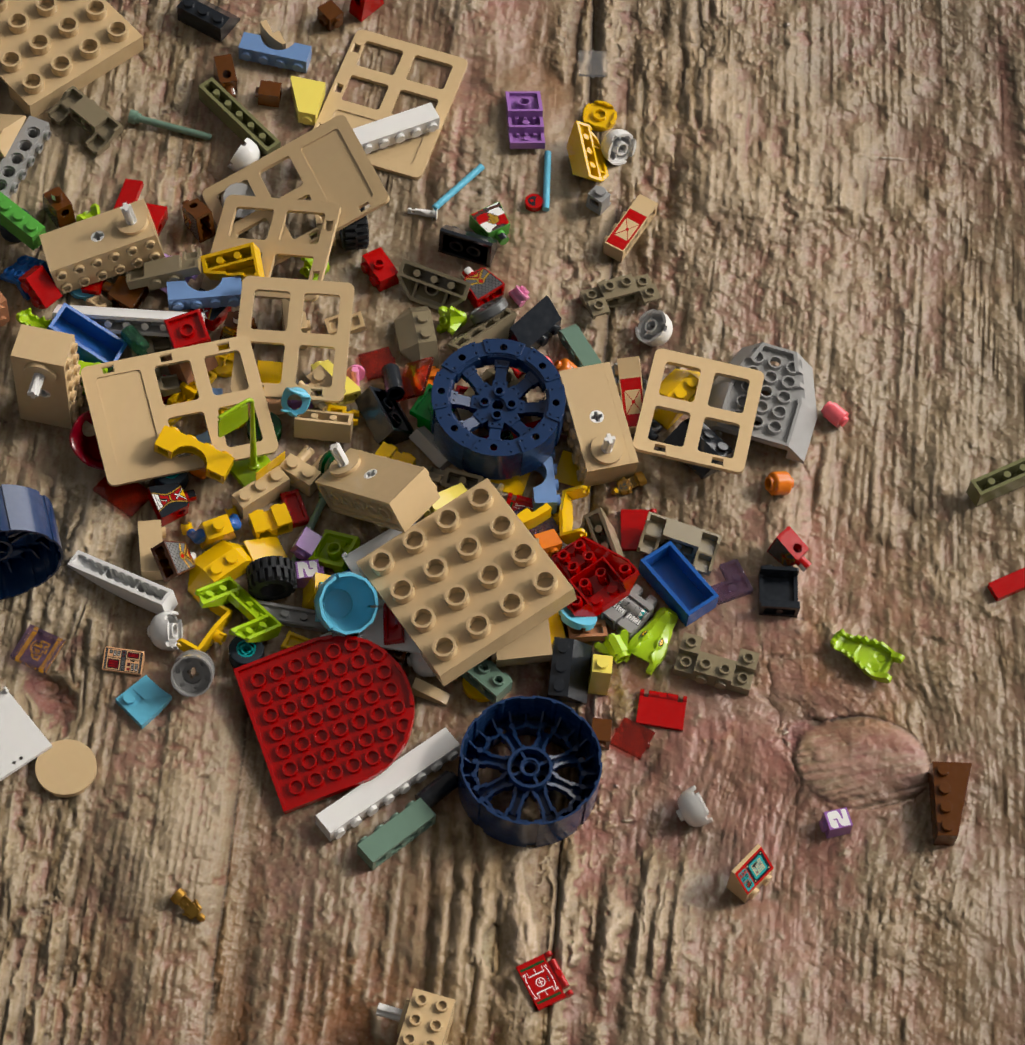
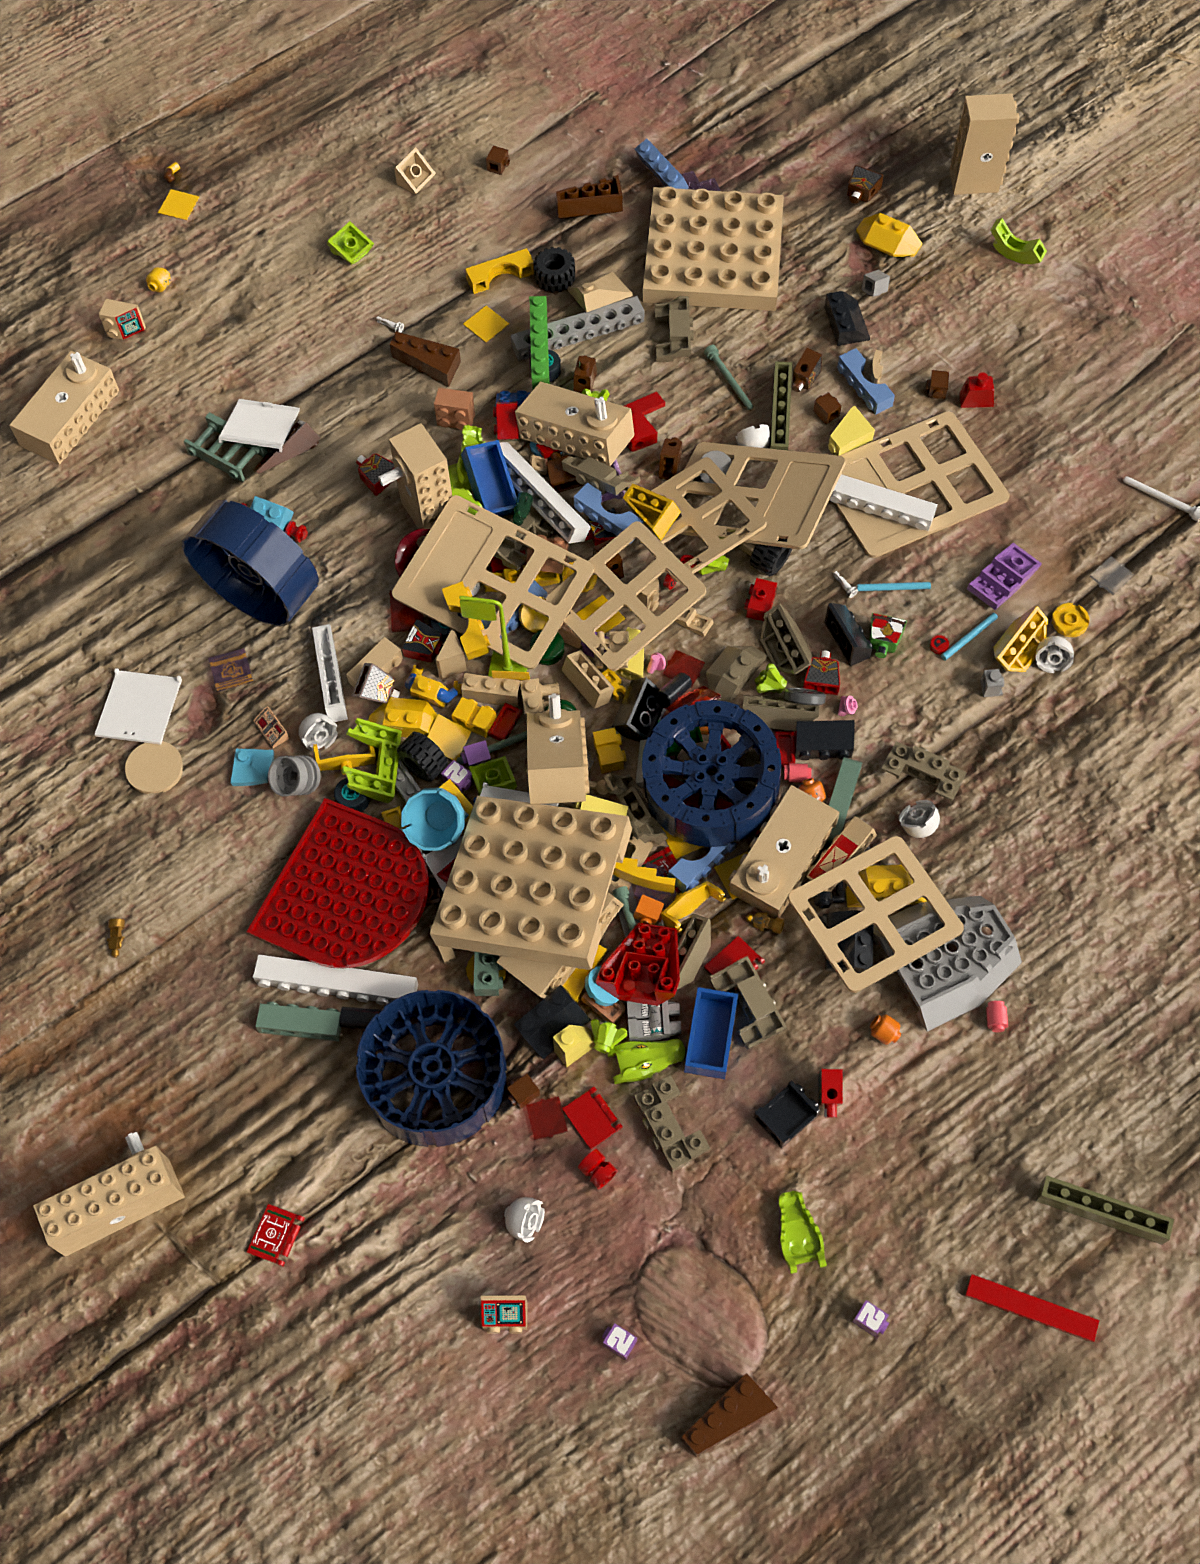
camera: 55 degrees right, 5 degrees up
(187, 329) = (559, 527): red tile -> none
(207, 490) = (451, 657): none -> tan slope
(297, 391) = (585, 639): medium azure piece -> none
(629, 228) = (993, 725): tan brick -> none
(704, 734) = (596, 1167): none -> red wheel
(736, 582) = (760, 1077): tile -> none
(962, 664) = (871, 1319): none -> brick

